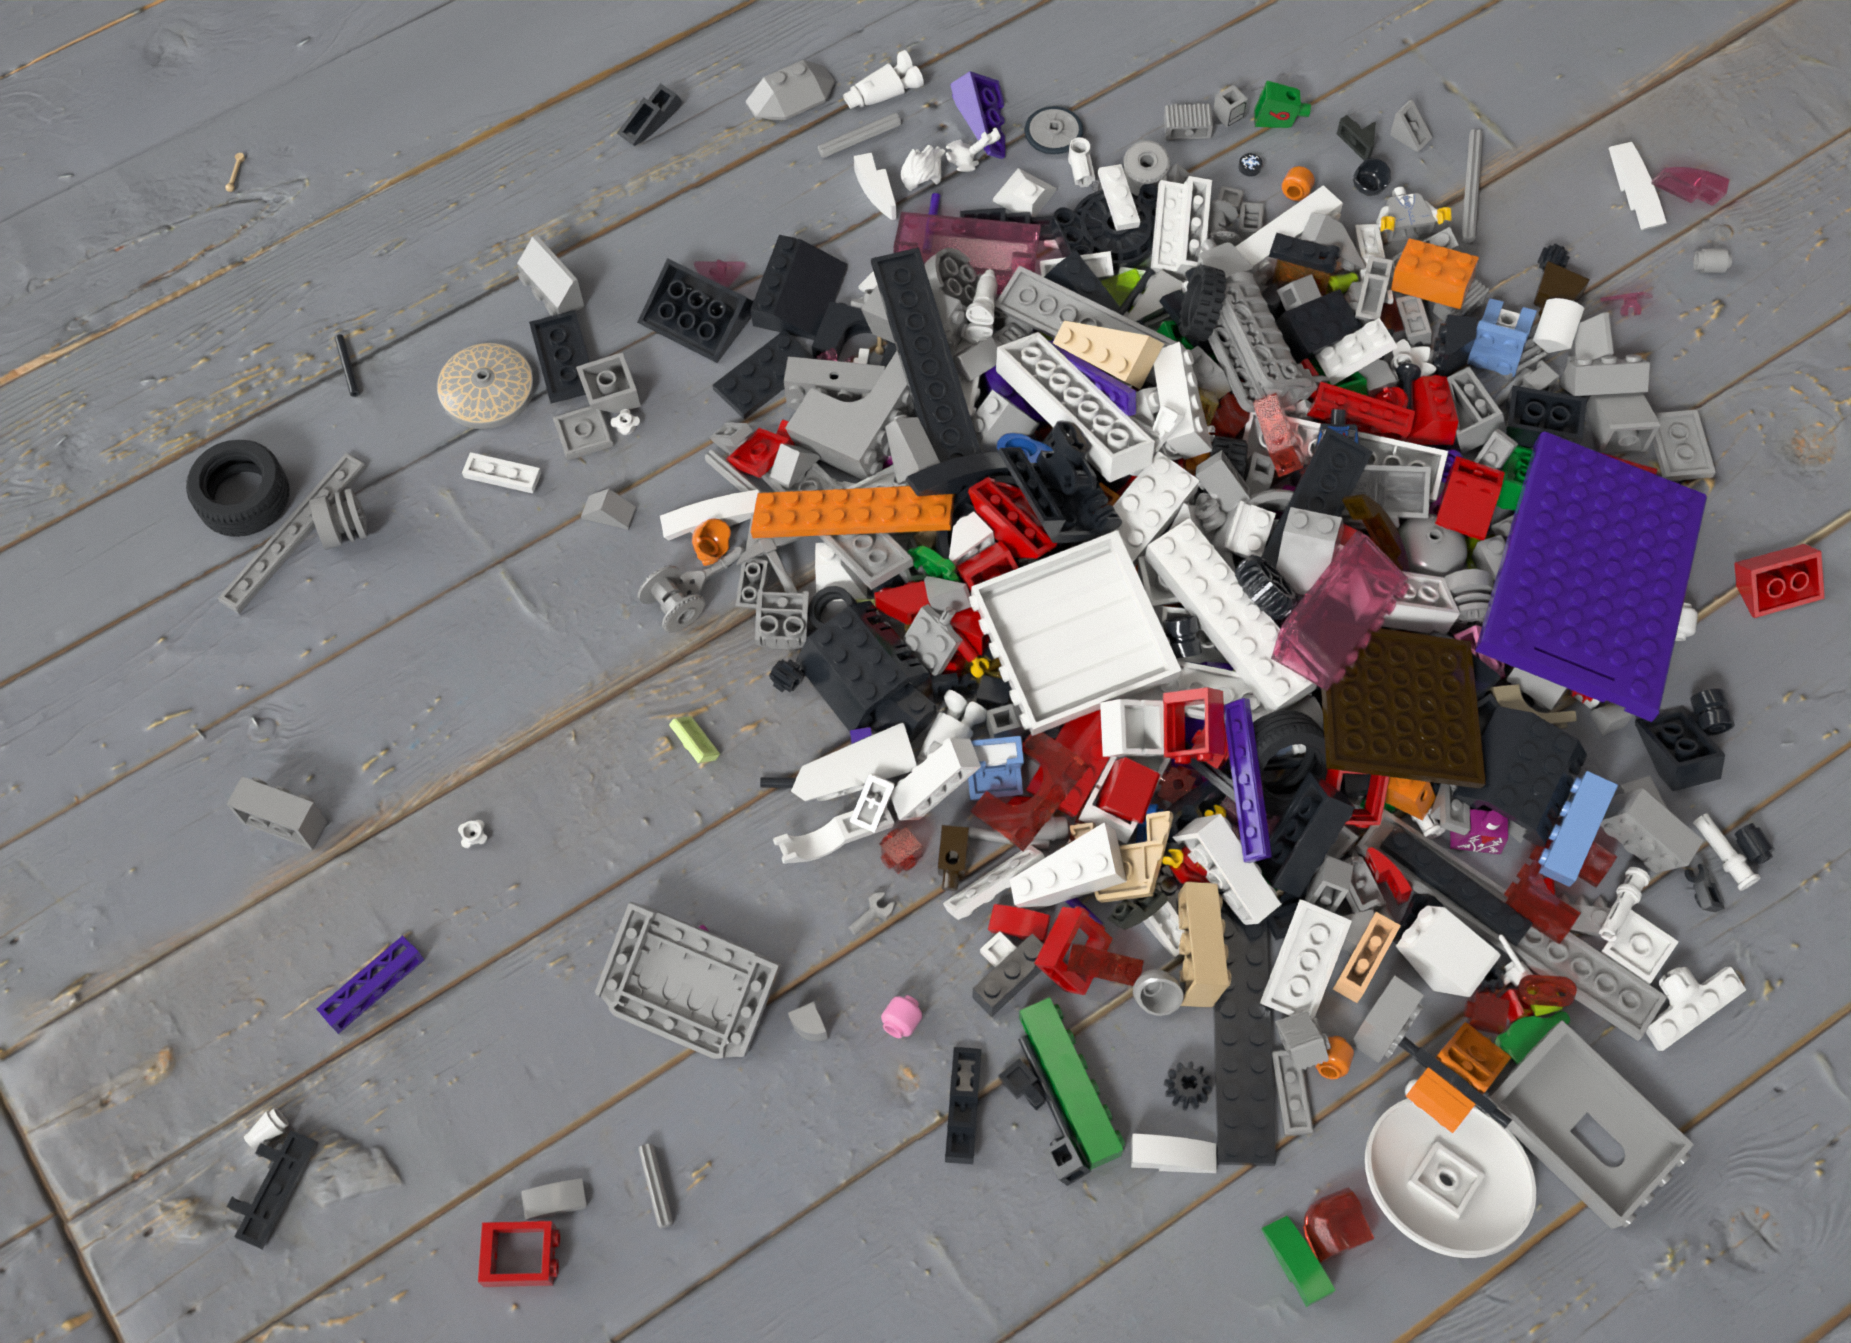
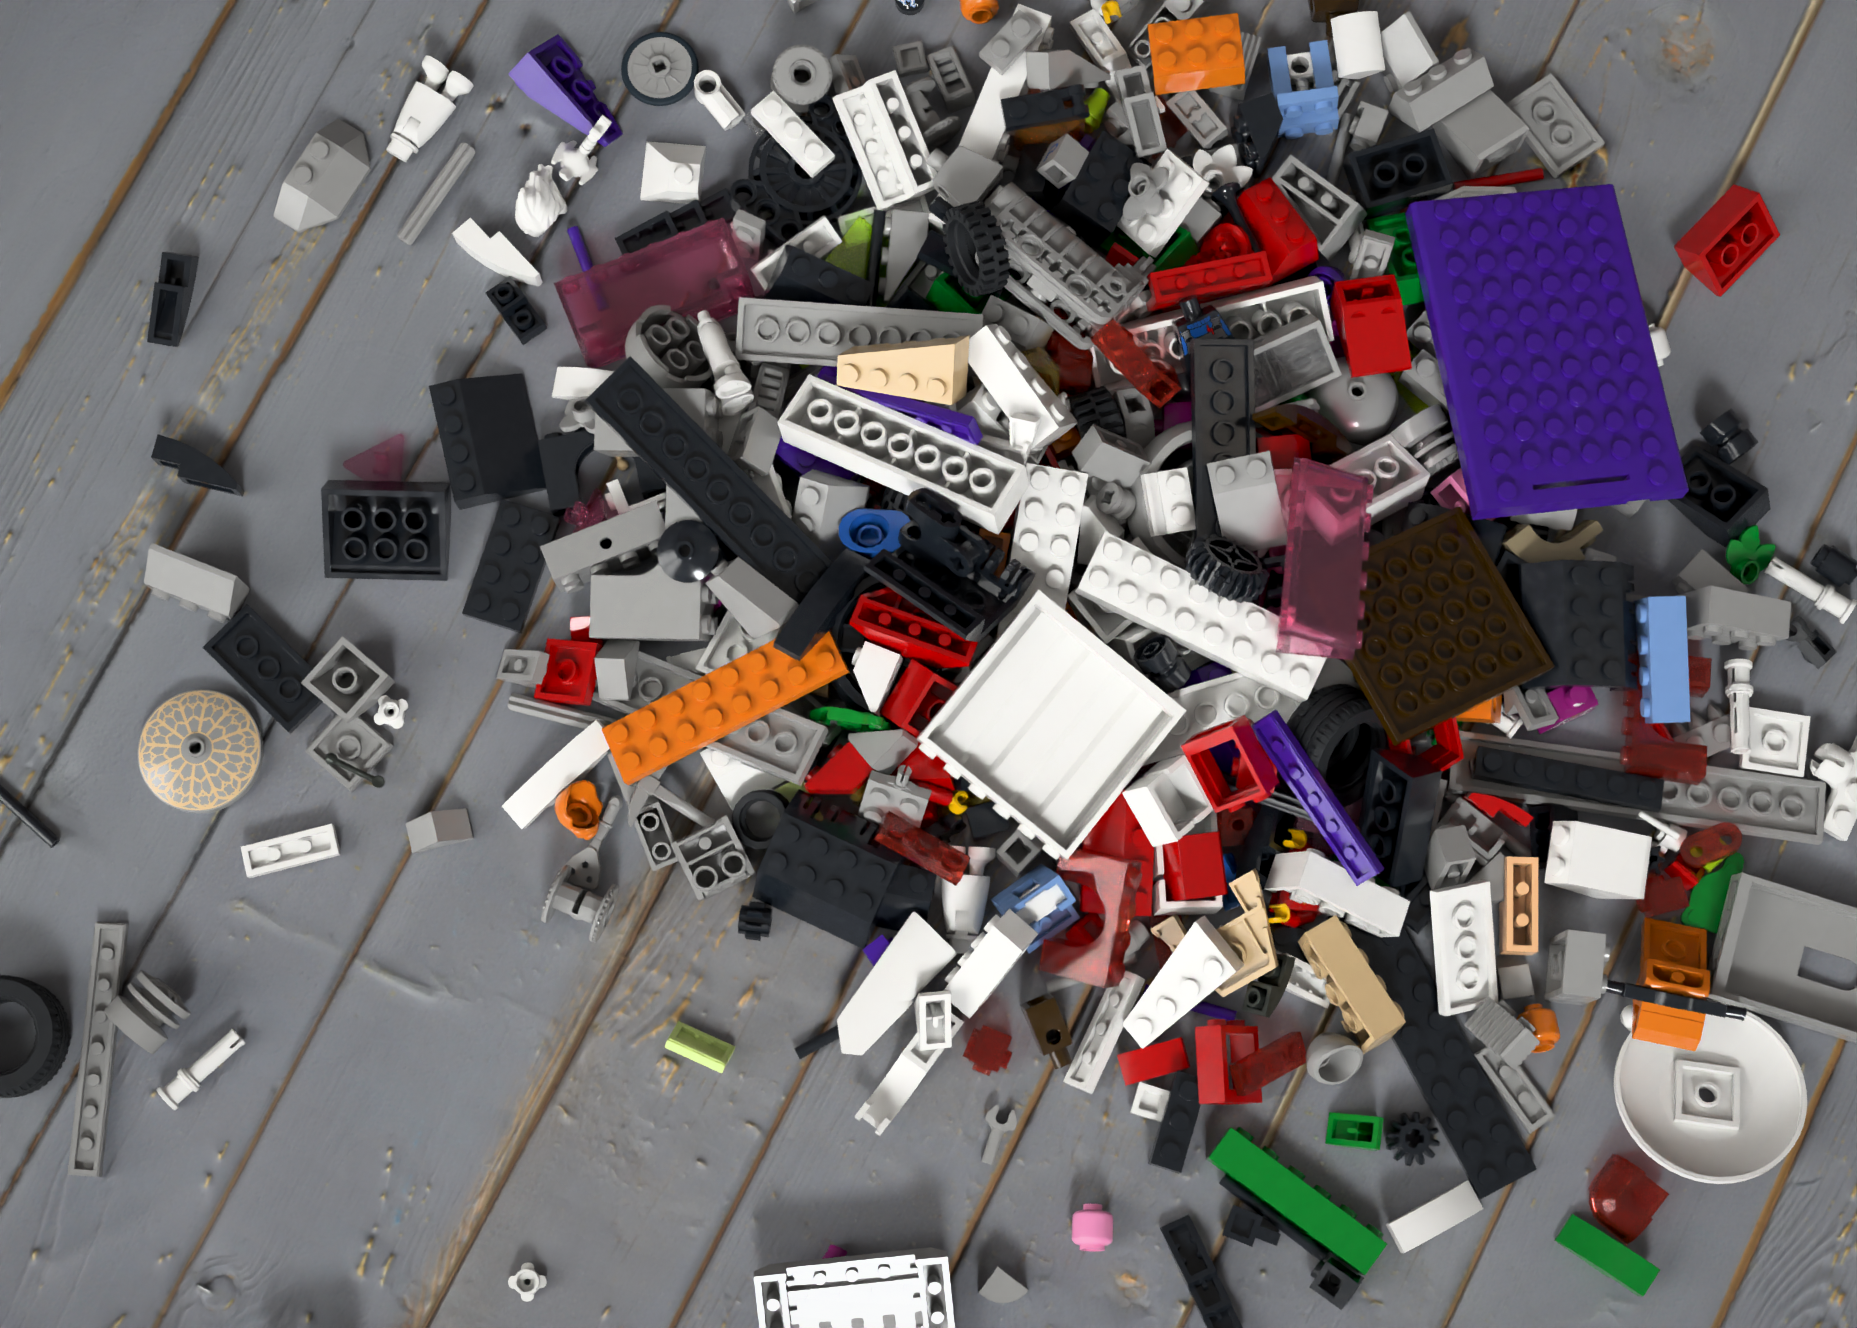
camera: 30 degrees left, 15 degrees up
(338, 579) = (190, 1078): none -> white pin
(587, 458) = (377, 781): none -> pearl dark grey hinge
(596, 215) = (193, 466): none -> black slope
(867, 225) = (516, 310): none -> black slope
(888, 407) = (702, 556): none -> black dish
(933, 679) = (922, 848): none -> clear red plate
(1052, 242) = (748, 234): none -> light grey plate
(1146, 1056) = (1354, 1131): none -> green slope
(1235, 350) = (1041, 290): none -> light grey plate
(1303, 204) = (1010, 42): none -> light grey plate
(1334, 1016) = (1515, 982): none -> light grey tile
(1347, 335) = (1144, 191): none -> light grey animal
(1687, 800) = (1748, 556): none -> green plate

